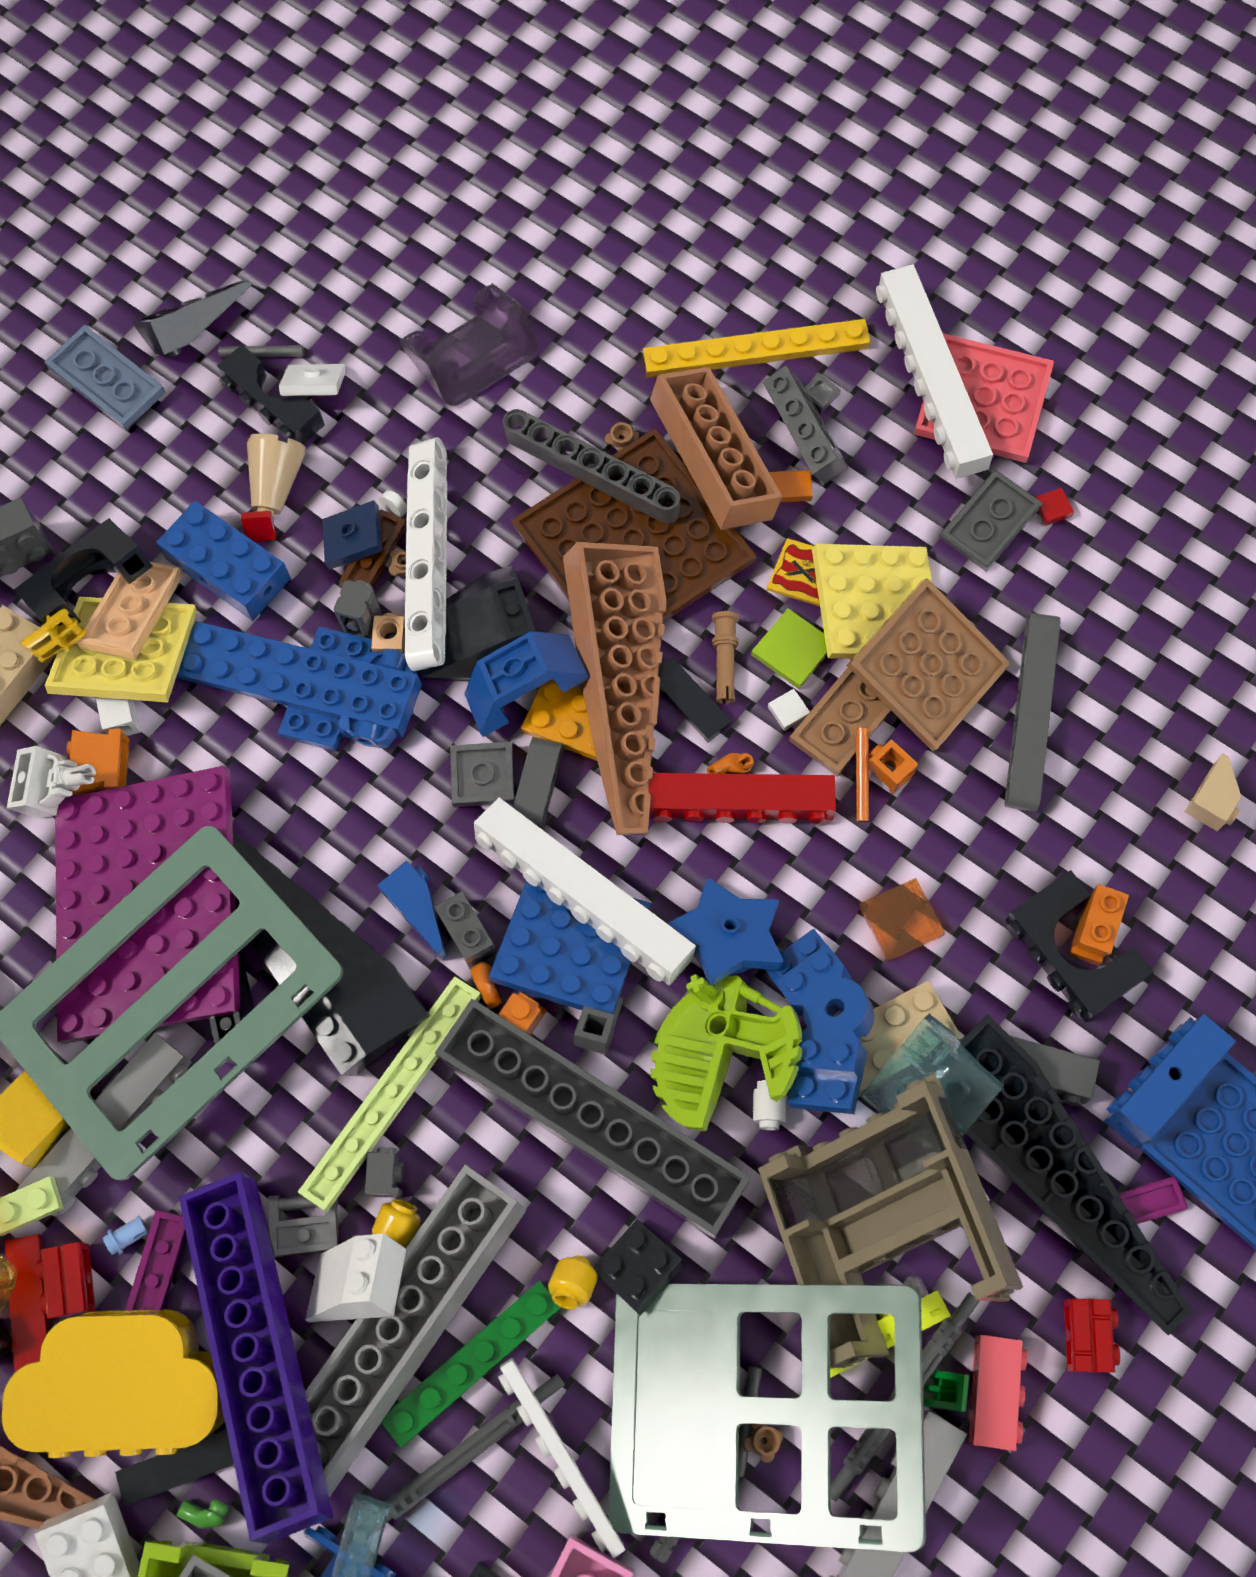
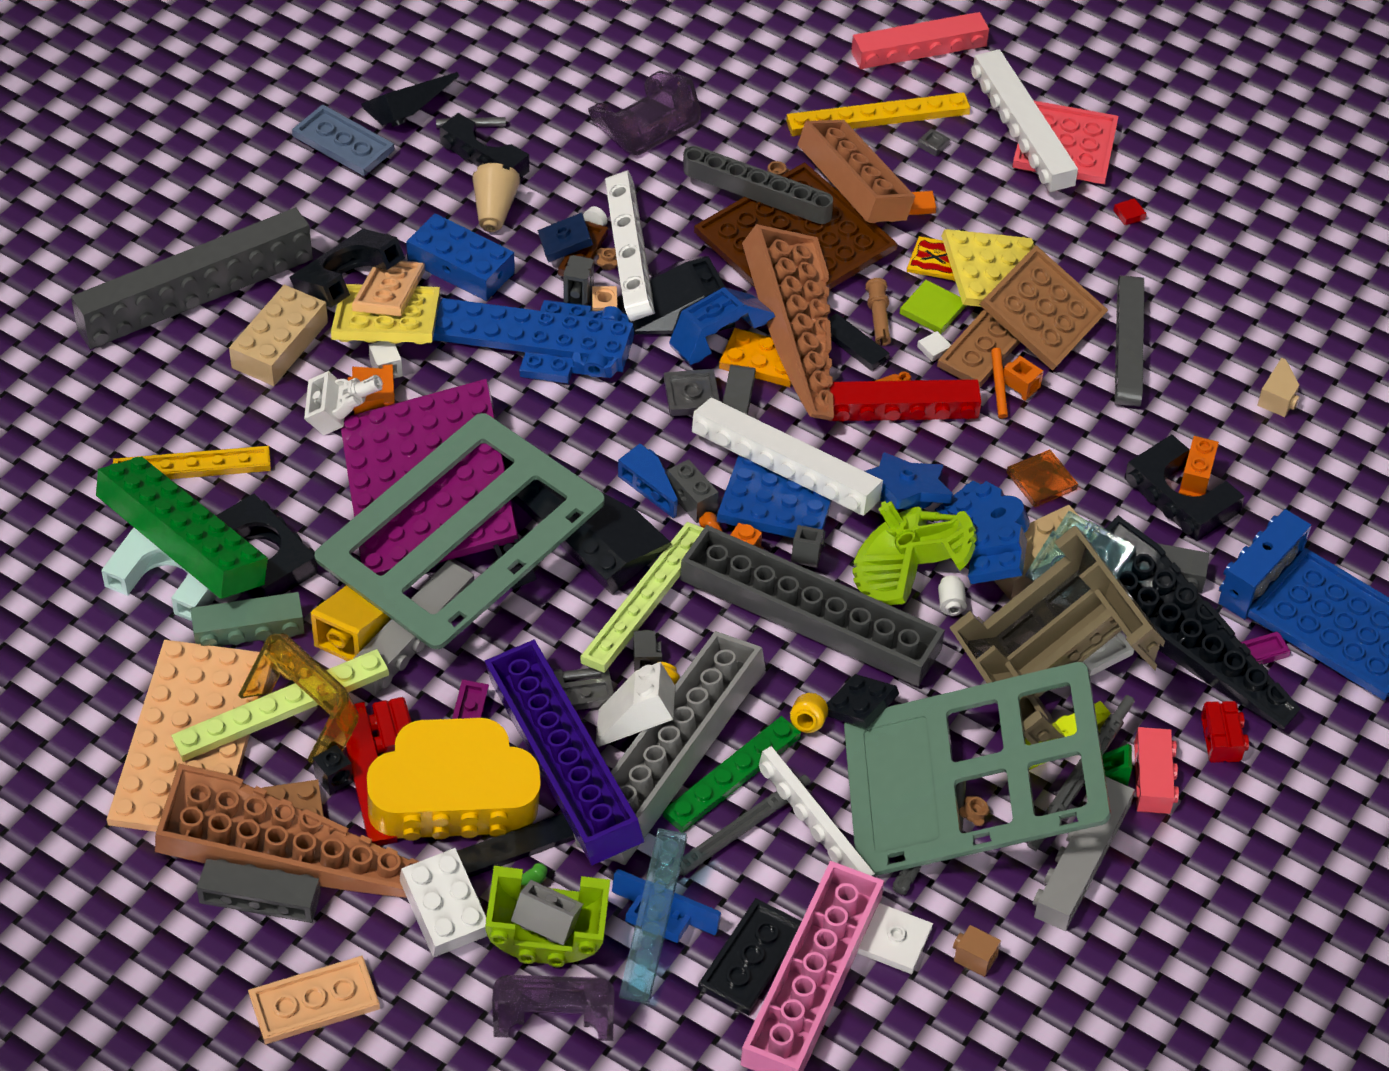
camera: 10 degrees left, 20 degrees down
(52, 638) = (331, 301): yellow arm -> none
(125, 1235) = (437, 700): light blue pin -> none
(259, 526) = (488, 230): red tile -> none
(312, 379) = (519, 135): white plate -> none
(805, 424) = (925, 158): dark grey brick -> none
(818, 238) = (920, 40): none -> coral brick
(990, 520) = (1081, 220): dark grey tile -> none

